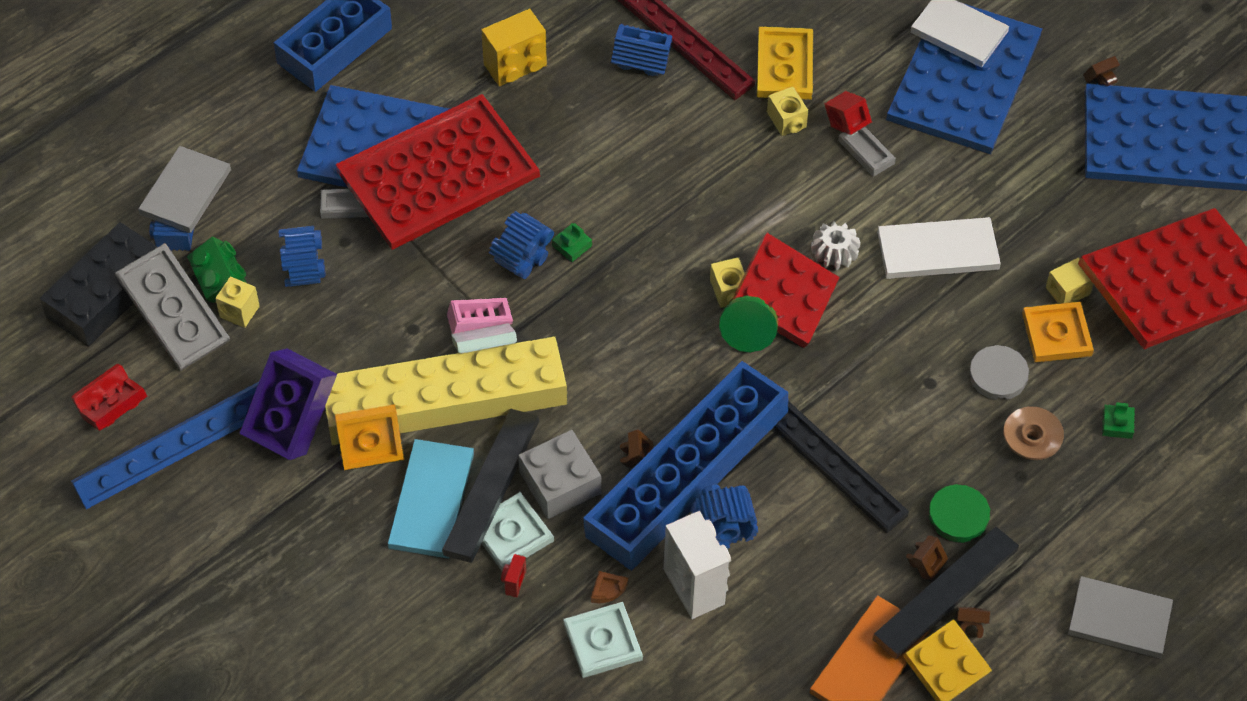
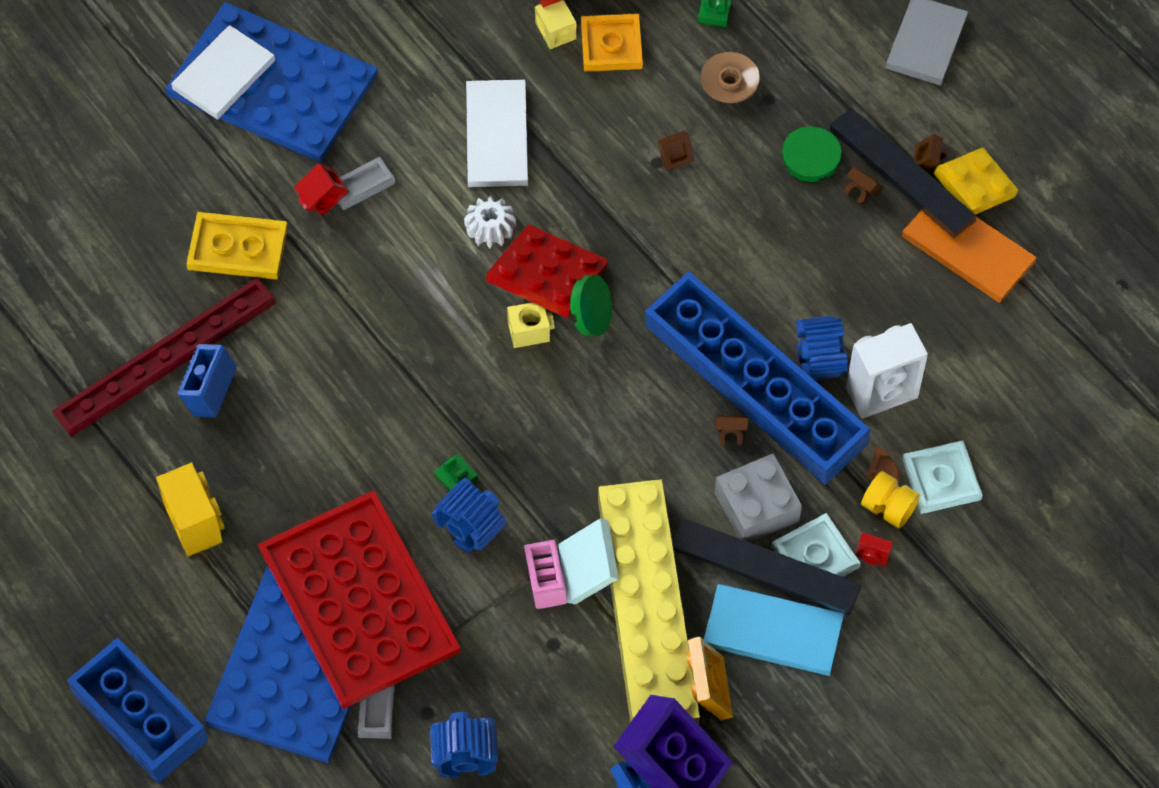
camera: 85 degrees left, 5 degrees up
(567, 586) = (890, 499): none -> yellow wheel
(787, 111) = (305, 259): light yellow brick -> none
(841, 469) = (762, 245): black tile -> none
(939, 390) = (675, 150): none -> reddish brown tile
(999, 372) = (652, 100): light grey tile -> none

